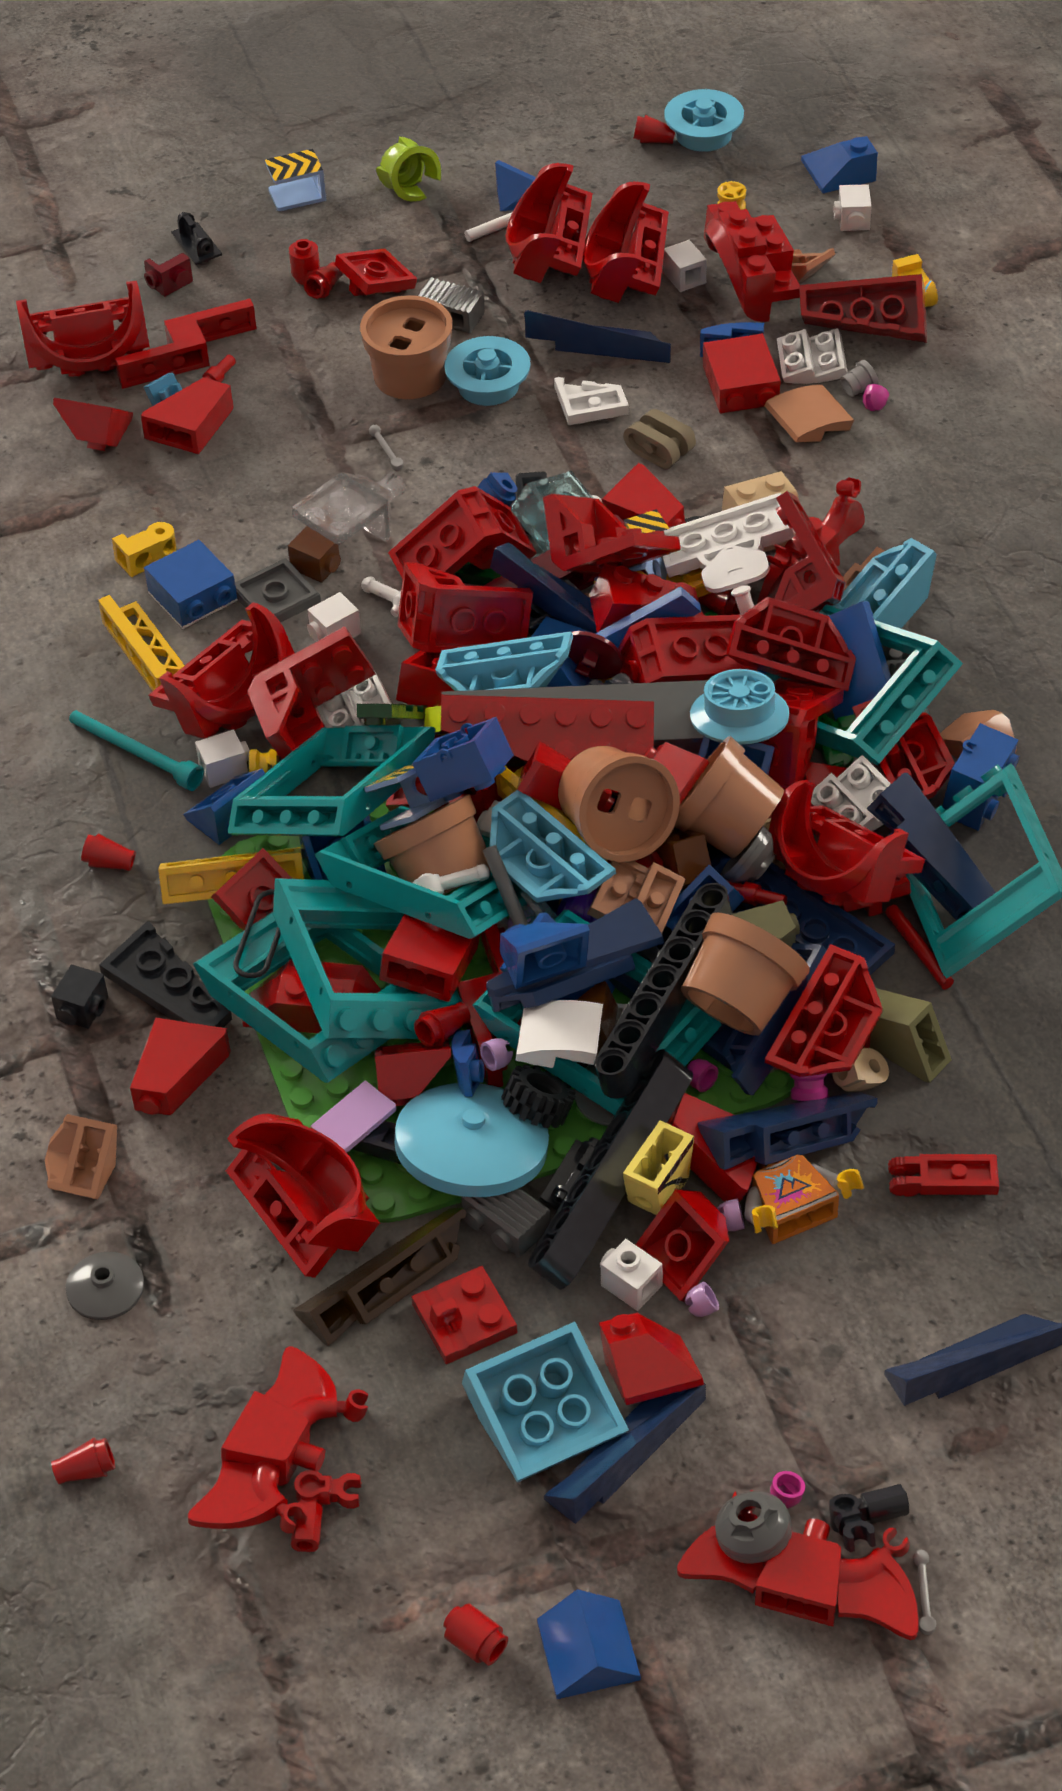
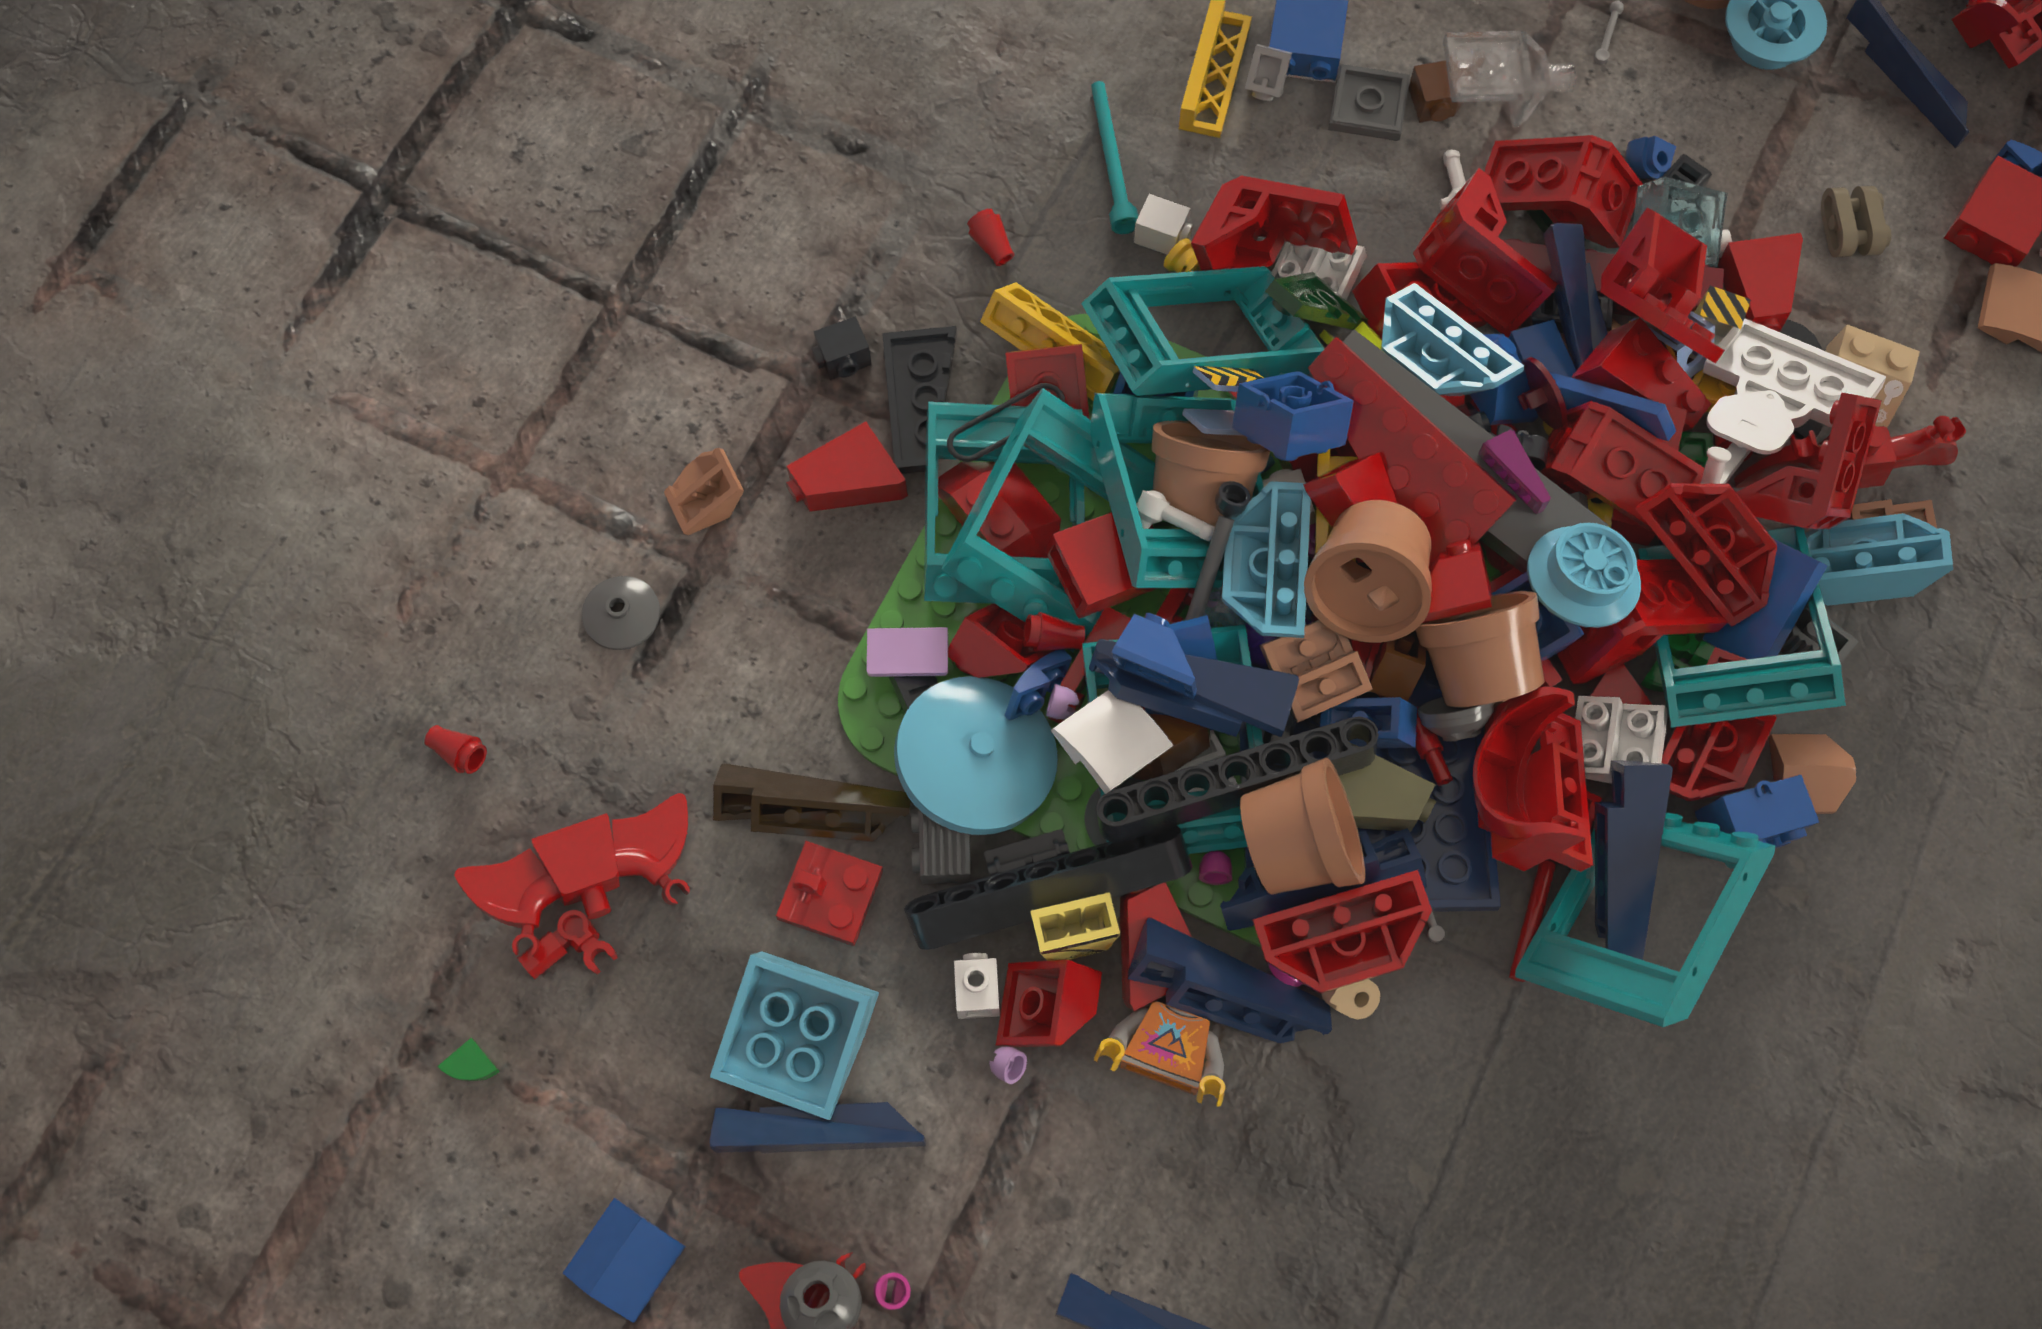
camera: 45 degrees right, 20 degrees up
(192, 618) = (1268, 72): none -> light grey bracket
(214, 811) = (1120, 263): blue slope -> none
(215, 683) = (1231, 148): red piece -> none
(312, 1203) = (807, 690): red piece -> none
(331, 616) = (1381, 170): white brick -> none
(334, 1638) = (469, 1063): none -> green tile
(475, 1634) = (554, 1166): red brick -> none
(479, 836) = (1232, 499): none -> black hinge
(538, 1096) = (1048, 781): black tyre -> none
(590, 401) = (1834, 131): white wing -> none
(634, 685) = (1511, 463): none -> magenta slope
(646, 1358) = (905, 1077): red slope -> none
(732, 1211) = (1110, 1013): lavender hinge -> none
(910, 1035) = (1422, 995): olive slope -> none
(944, 1174) = (1317, 1153): red hinge -> none

